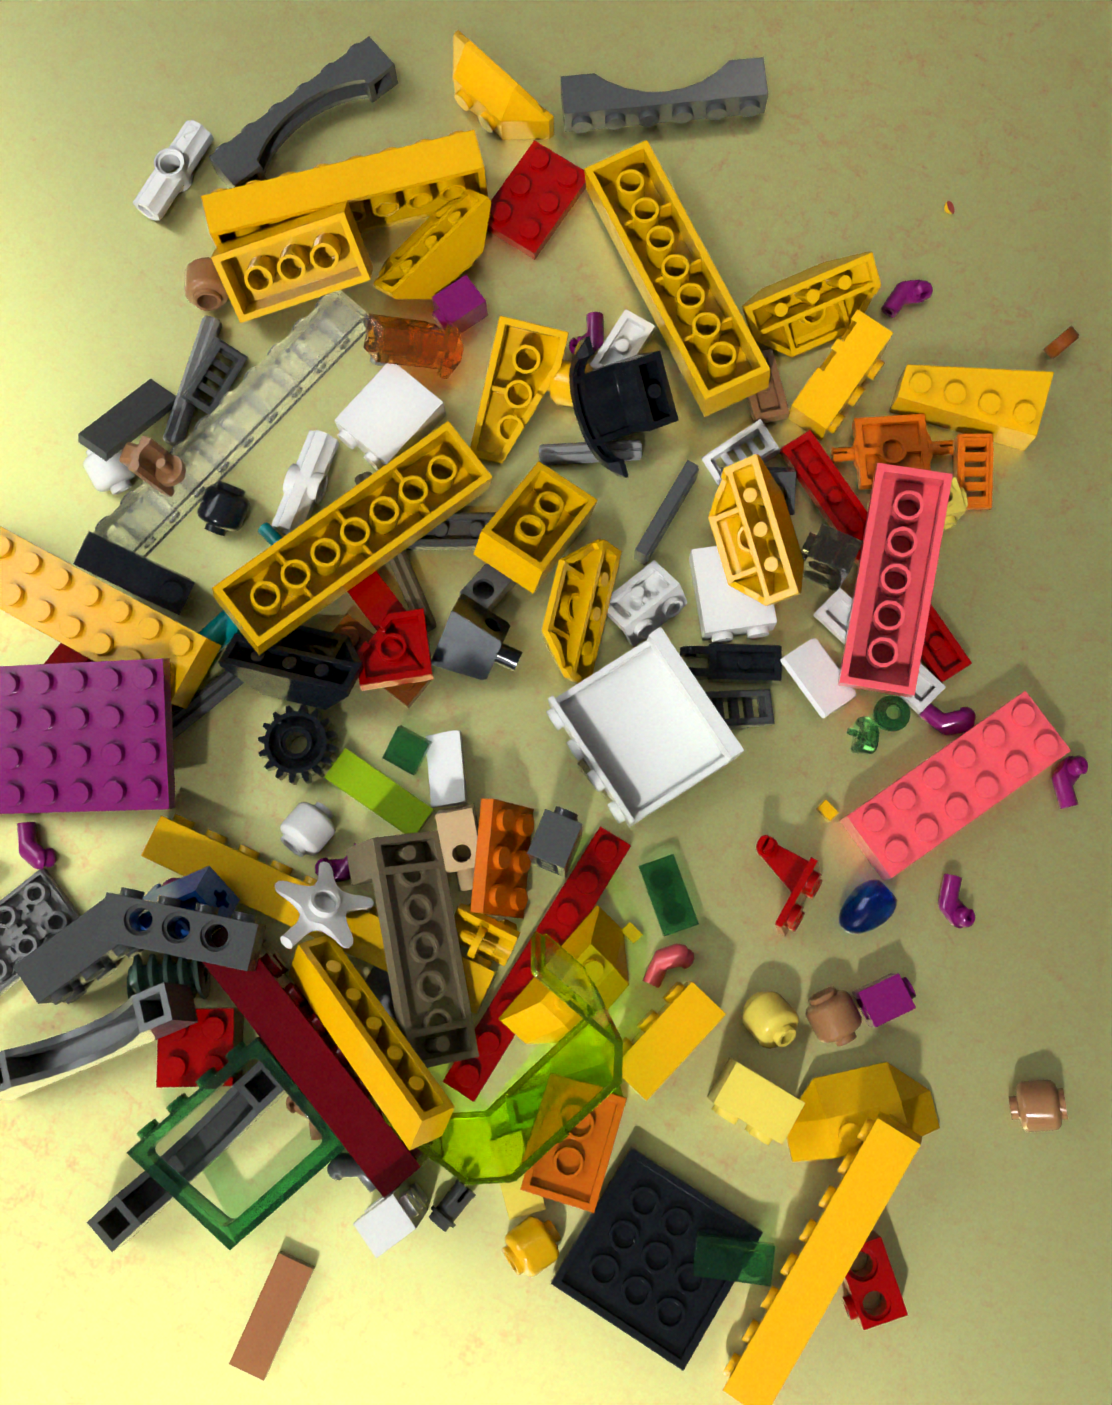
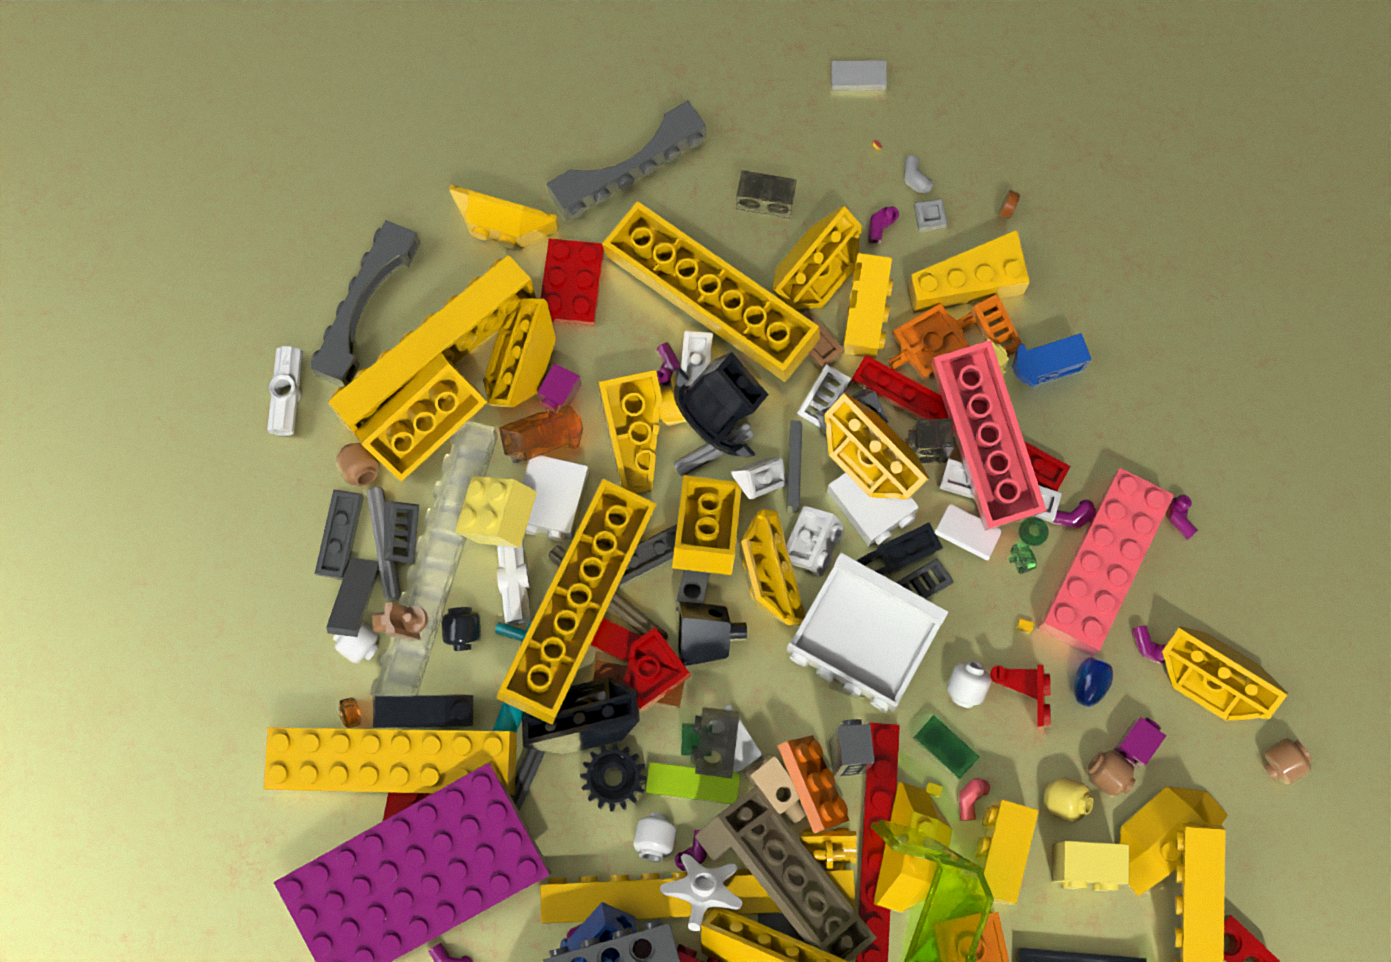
camera: 30 degrees left, 5 degrees down
(65, 538) = (349, 712): none -> clear orange tile
(153, 348) = (339, 534): none -> dark grey tile
(319, 401) = (496, 511): none -> light yellow brick
(429, 767) = (721, 742): none -> clear smoke brick
(622, 505) = (761, 477): none -> white slope
(729, 840) = (969, 684): none -> white head
(795, 202) = (766, 194): none -> clear smoke brick
(966, 313) = (930, 215): none -> light grey tile
(970, 121) = (858, 75): none -> light grey tile
(971, 263) = (914, 178): none -> light grey arm
(1013, 536) = (1051, 360): none -> blue piece
(1013, 975) = (1220, 677): none -> yellow wedge

